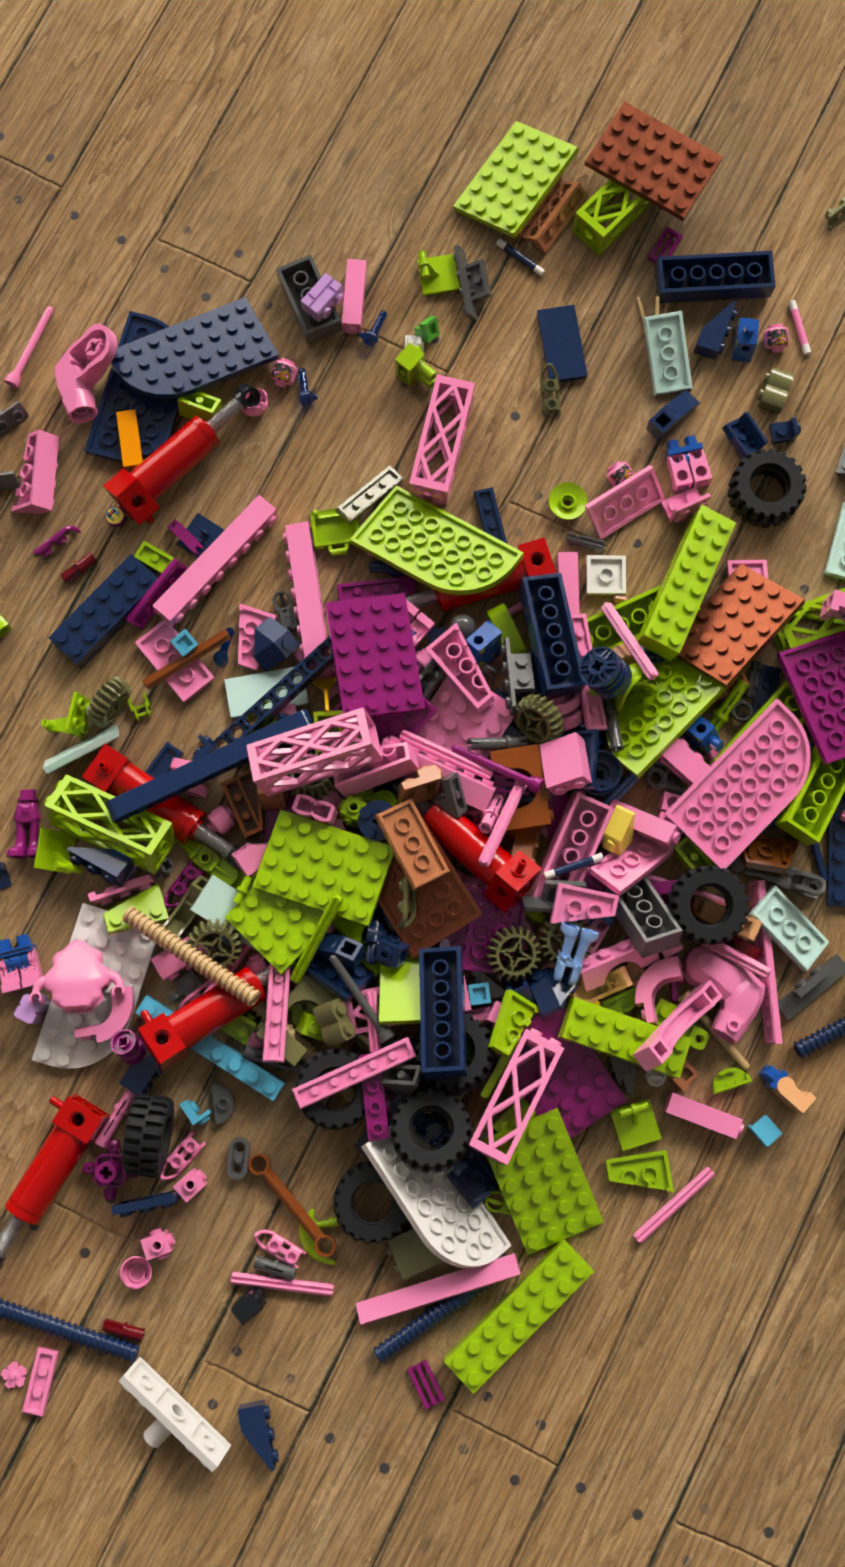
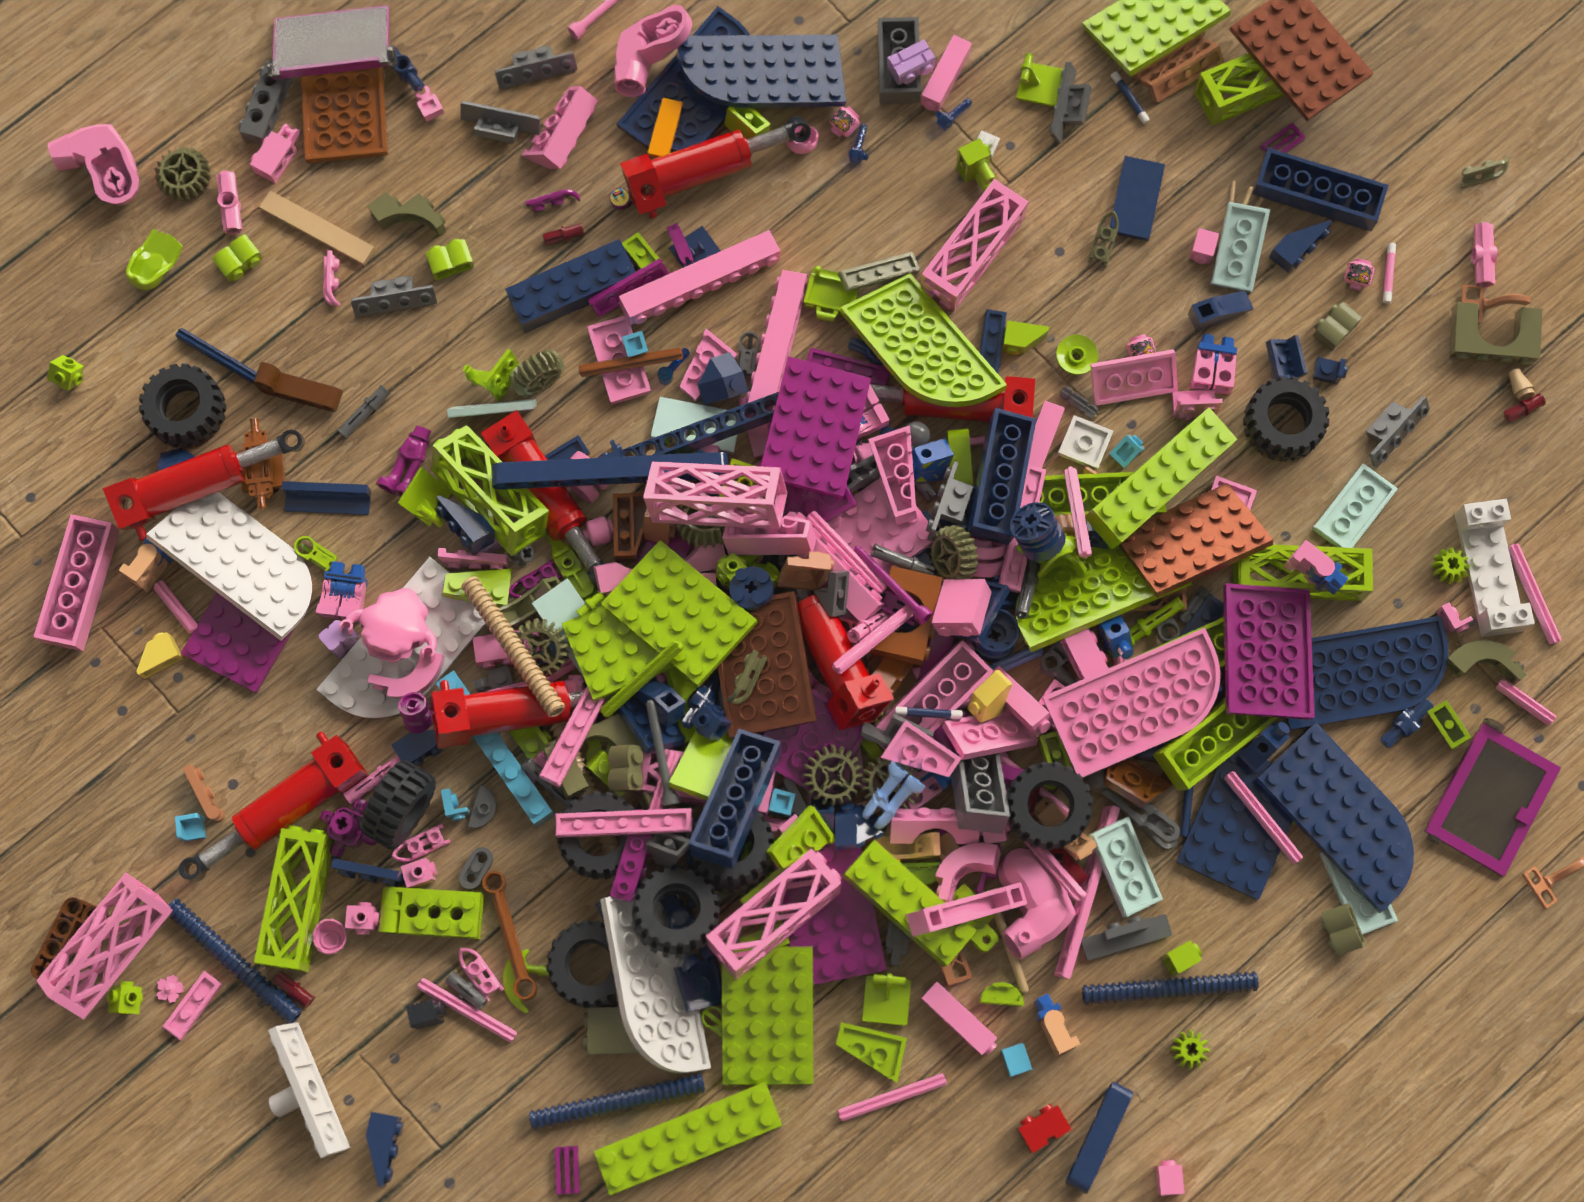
camera: 25 degrees right, 5 degrees down
(115, 1290) = (288, 845): none -> lime piece
(146, 704) = (559, 391): lime piece -> none
(183, 1216) = (398, 902): none -> lime hinge
(315, 810) = (693, 553): bright pink brick -> none
(325, 685) = (756, 440): yellow piece -> none
(412, 844) = (774, 622): nougat tile -> none
(428, 329) = (1006, 133): bright green tile -> none
(437, 1289) = (618, 1078): bright pink tile -> none
(514, 504) = (1022, 337): none -> lime slope
(636, 364) = (1204, 246): none -> bright pink brick
(644, 567) = (1127, 450): none -> medium azure bracket
(655, 1079) = (926, 962): white plate -> none
(744, 335) = (1326, 260): blue torso -> none
(810, 1177) = (1047, 1124): none -> red brick

